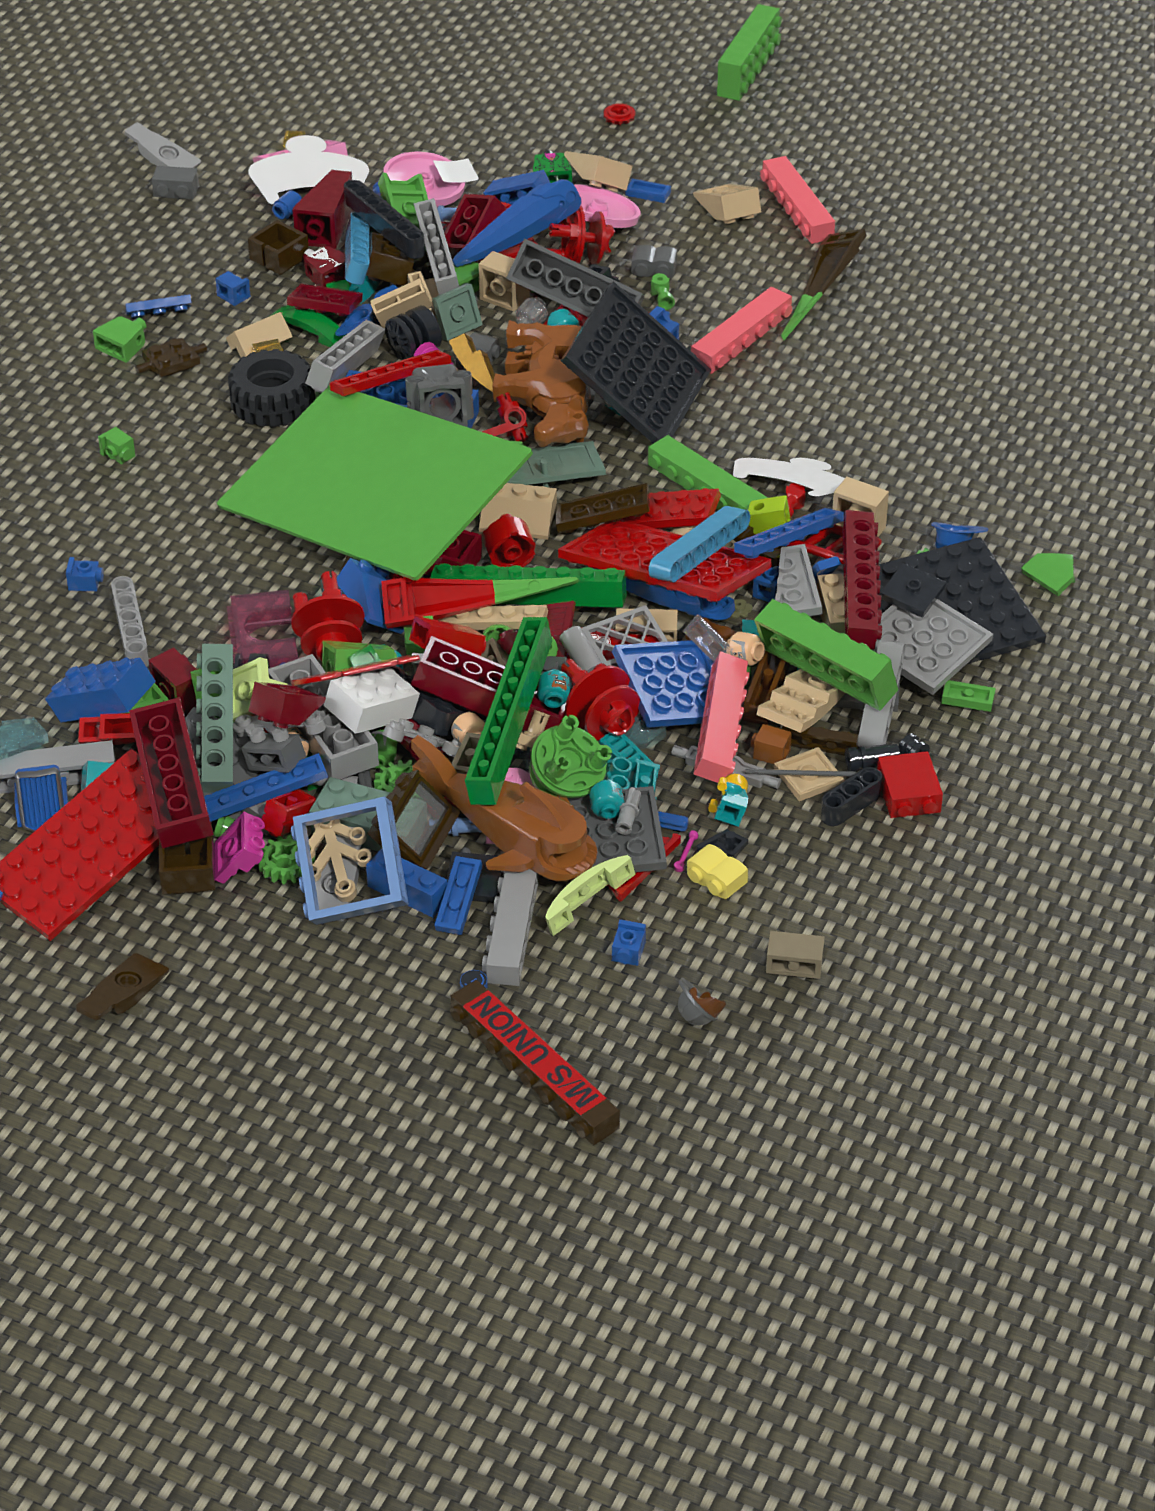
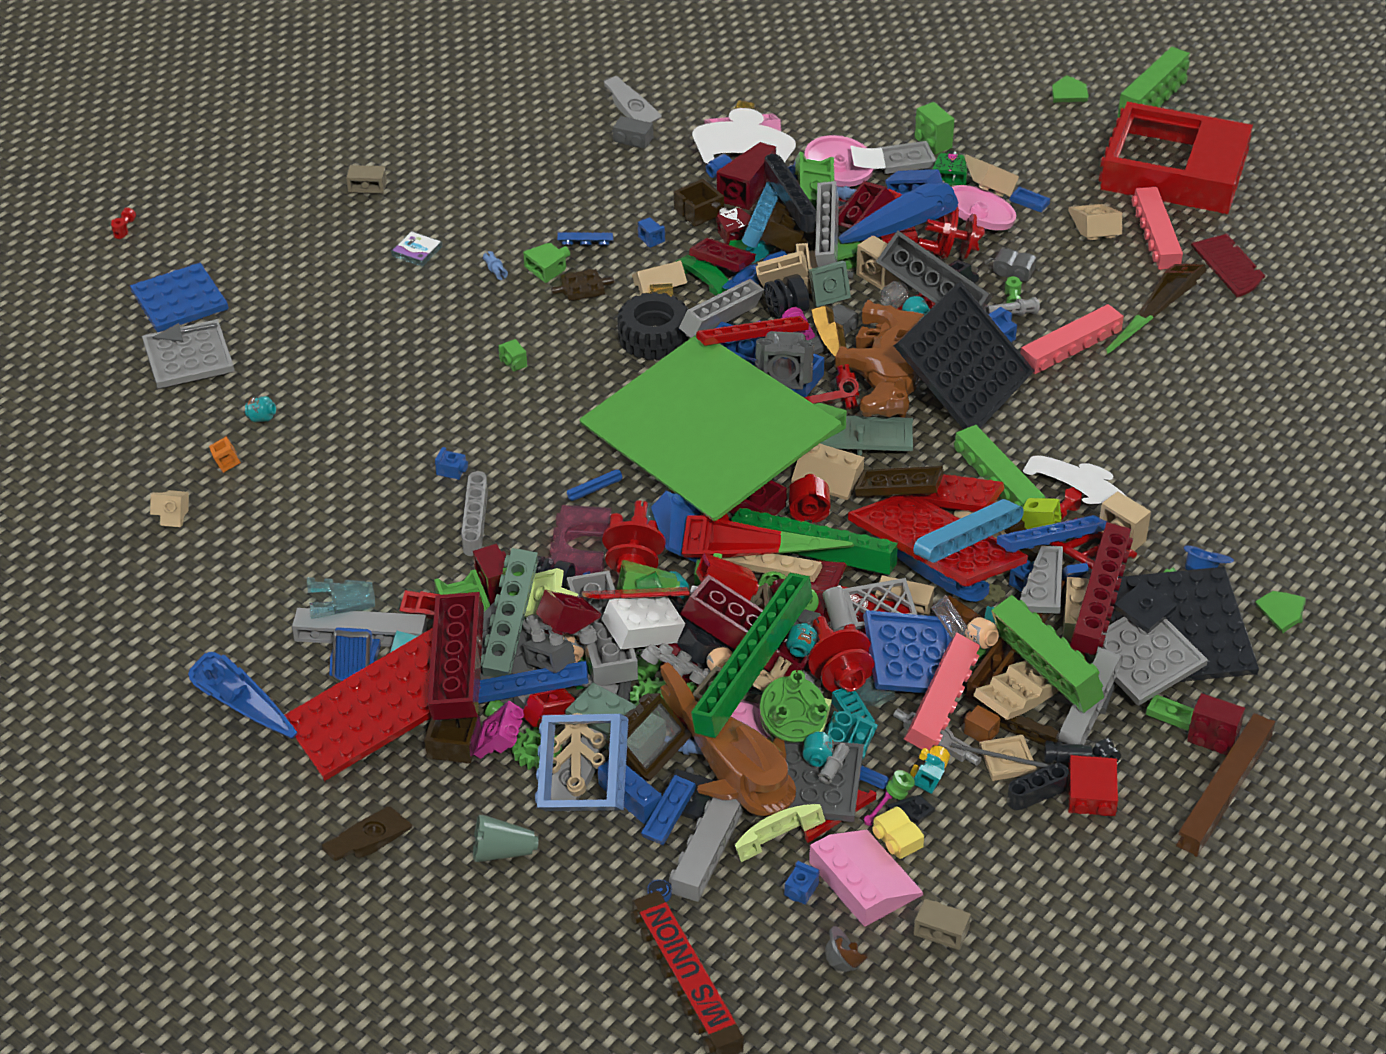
camera: 15 degrees right, 0 degrees up
(62, 351) = (495, 265): none -> medium blue pin
(100, 689) = (427, 569): blue brick -> none
(257, 570) = (594, 485): none -> blue axle
(279, 962) = (501, 840): none -> sand green cone
(499, 164) = (907, 157): none -> light grey plate
(520, 128) = (934, 127): none -> bright green brick
(619, 114) = (1021, 126): red gear -> none
(656, 68) = (1069, 90): none -> bright green slope
(676, 304) = (1018, 307): none -> light grey pin
(691, 922) = (863, 874): none -> bright pink slope
(703, 822) = (900, 784): none -> bright green wheel
(840, 123) = (1211, 170): none -> red panel
(885, 226) = (1229, 264): none -> dark red piece
(1021, 698) = (1215, 724): none -> dark red brick
(1047, 758) = (1225, 784): none -> reddish brown tile

